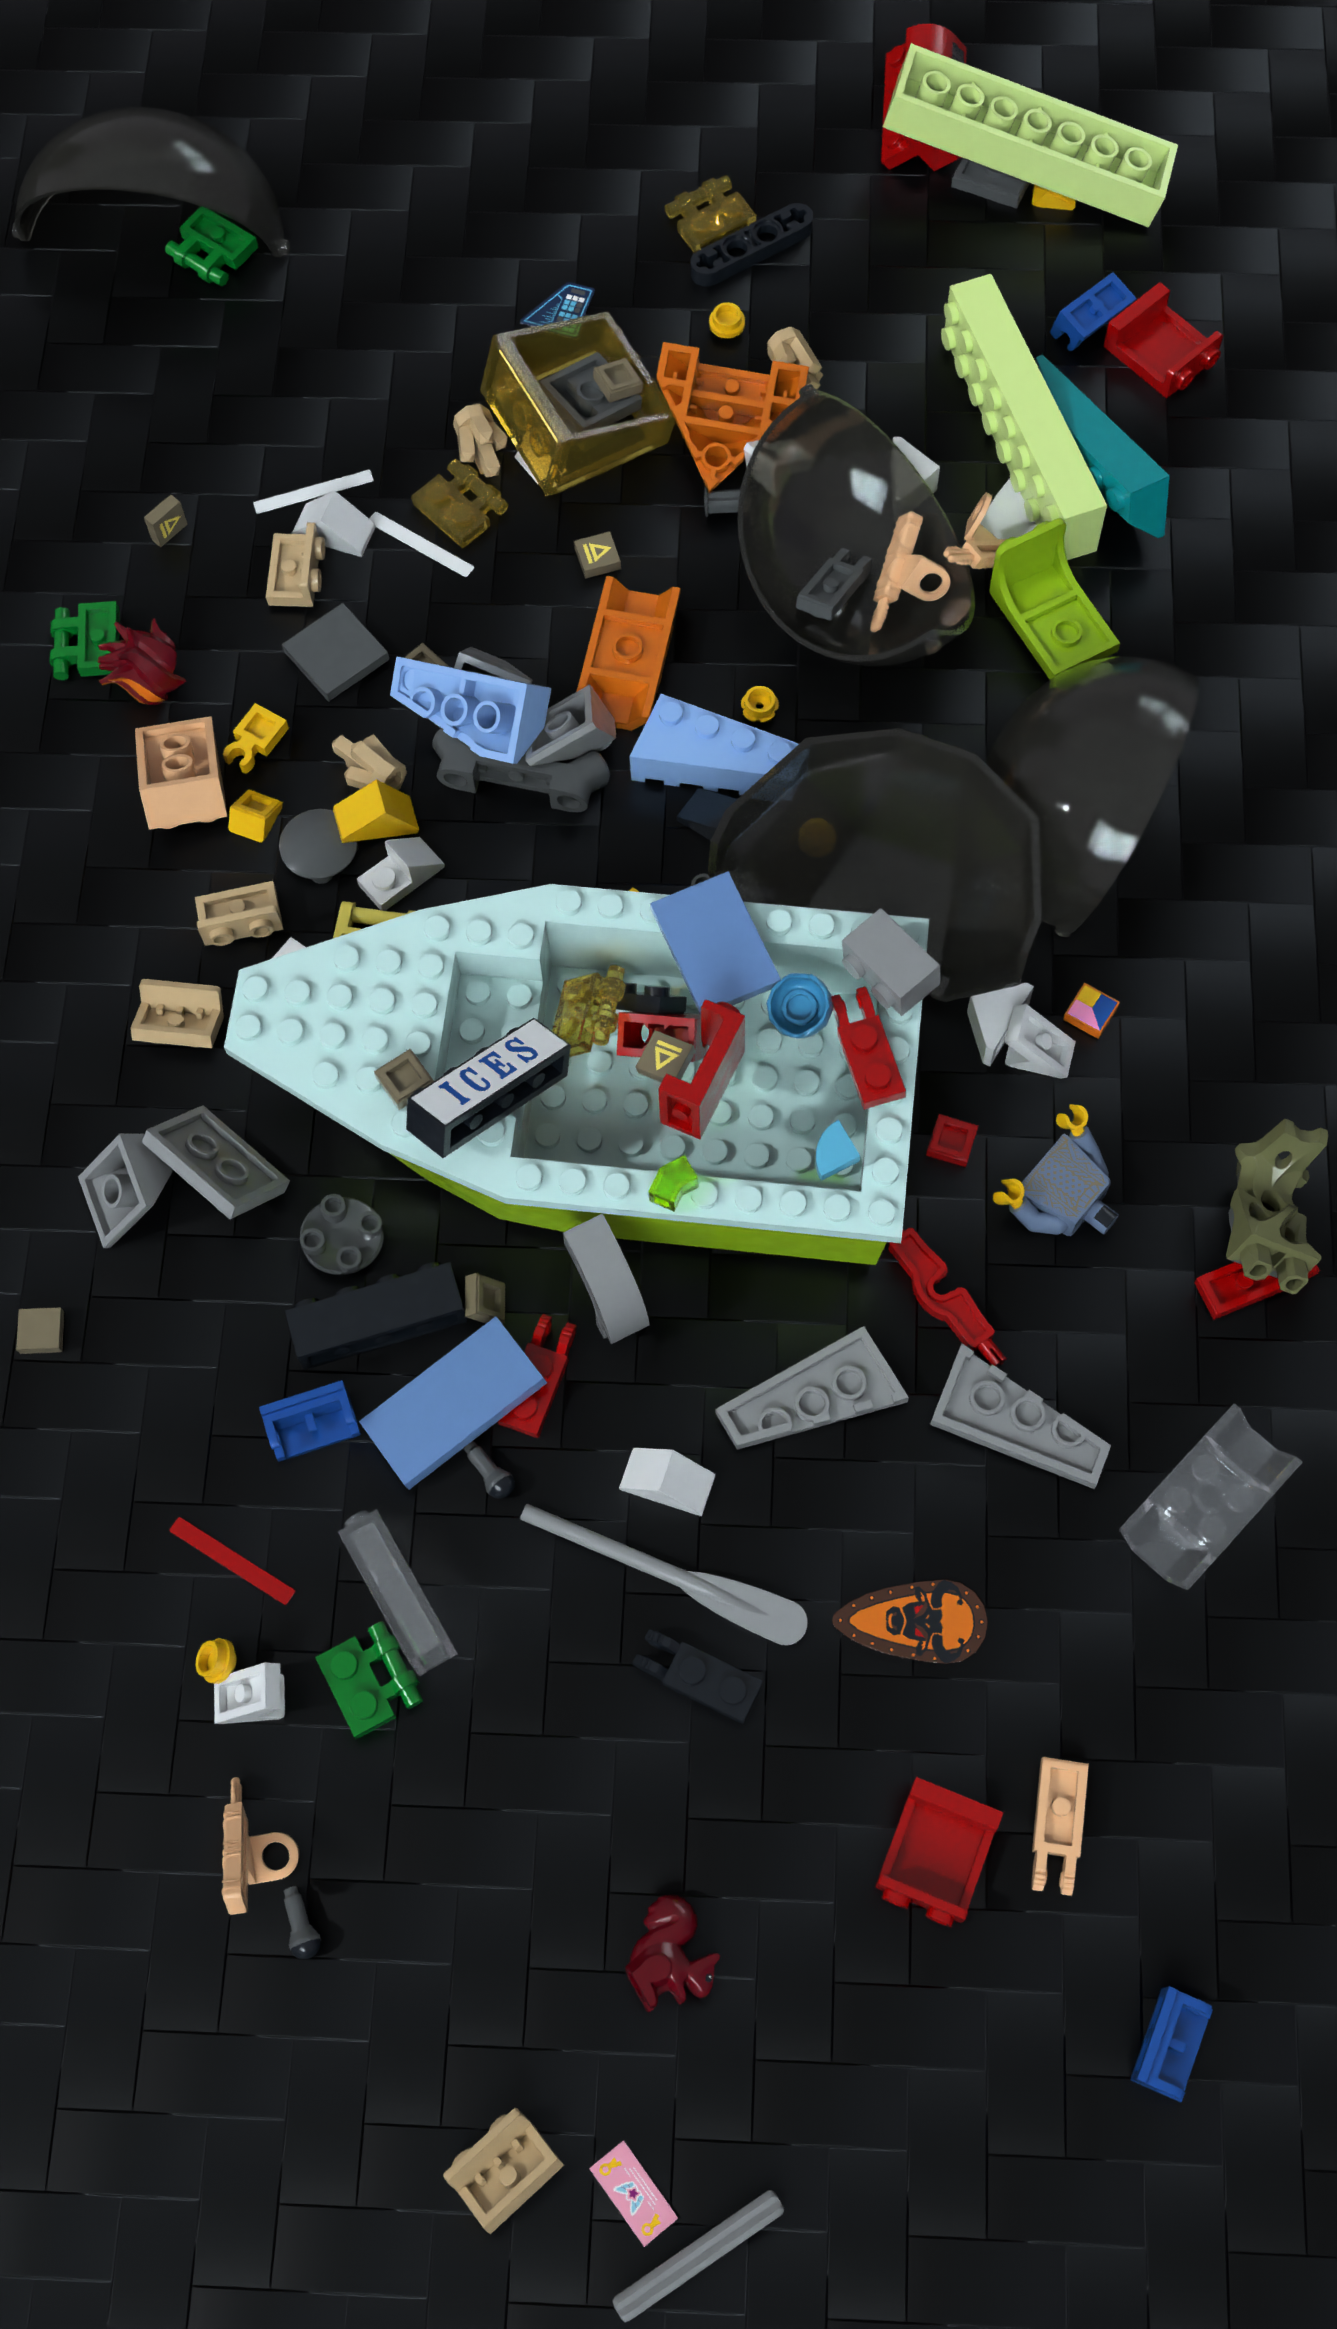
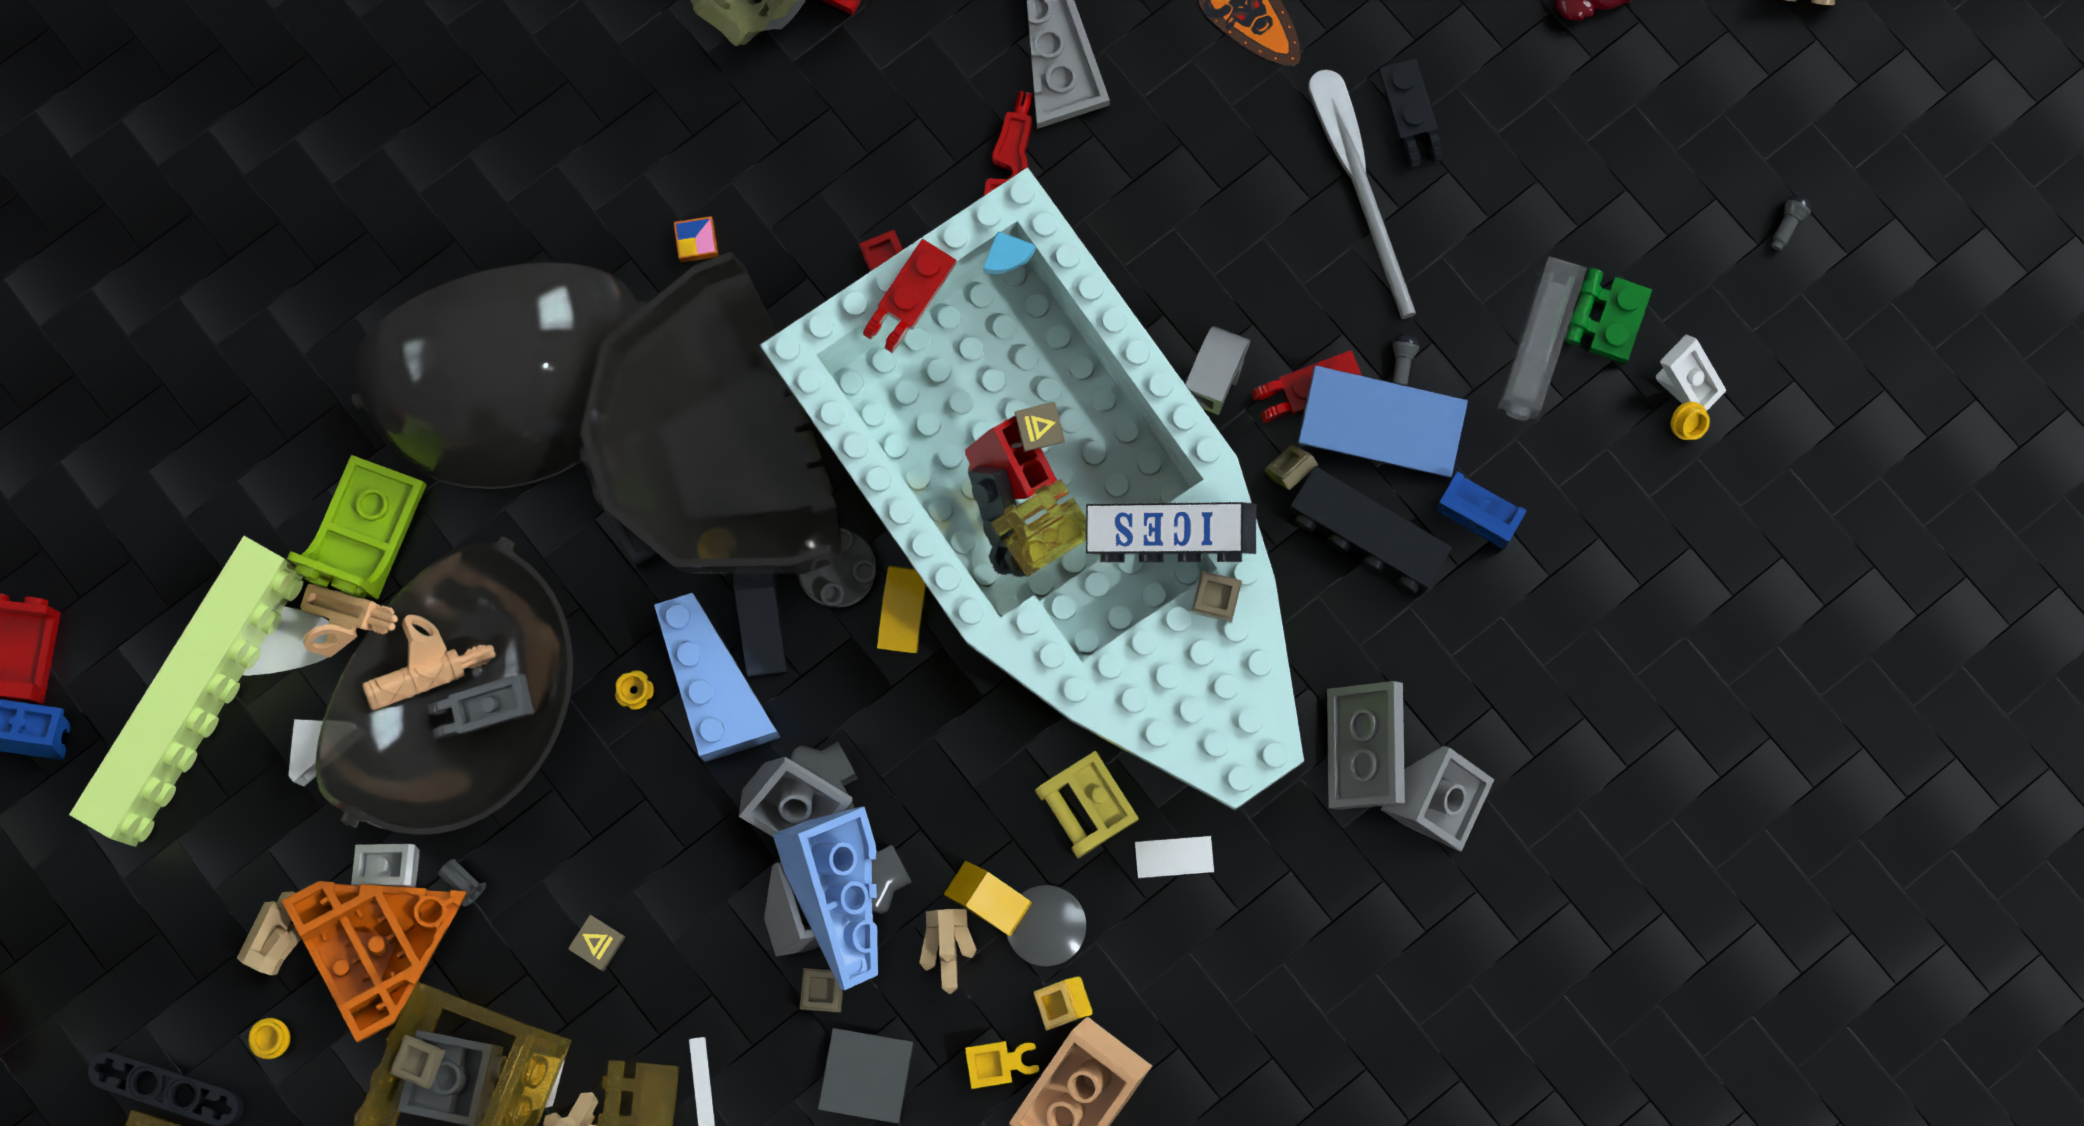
camera: 130 degrees left, 10 degrees up
(40, 1330) = (1591, 763): dark tan tile -> none
(178, 1013) = (1280, 891): tan bracket -> none
(232, 1561) = (1616, 480): red sticker -> none
(238, 914) = (1159, 926): tan bracket -> none
(244, 1854) = (1787, 282): light nougat piece -> none
(341, 1235) = (1333, 613): dark grey dish -> none
(402, 871) = (1014, 839): white slope -> none
(629, 650) = (670, 830): orange piece -> none
(668, 1479) = (1304, 241): white slope -> none
(672, 1183) = (1129, 339): clear neon green piece -> none
(692, 1105) = (1029, 368): red panel -> none
(715, 942) = (917, 469): medium blue tile -> none
(799, 1005) = (917, 364): dark azure hair -> none
(820, 1390) = (1142, 188): light grey wing -> none
(890, 962) = (833, 323): light grey brick -> none
(991, 1015) = (777, 289): white slope -> none
(1037, 1044) = (760, 251): white slope -> none
(1064, 1184) = (858, 146): sand blue torso -> none
(1121, 469) = (188, 570): teal wedge -> none

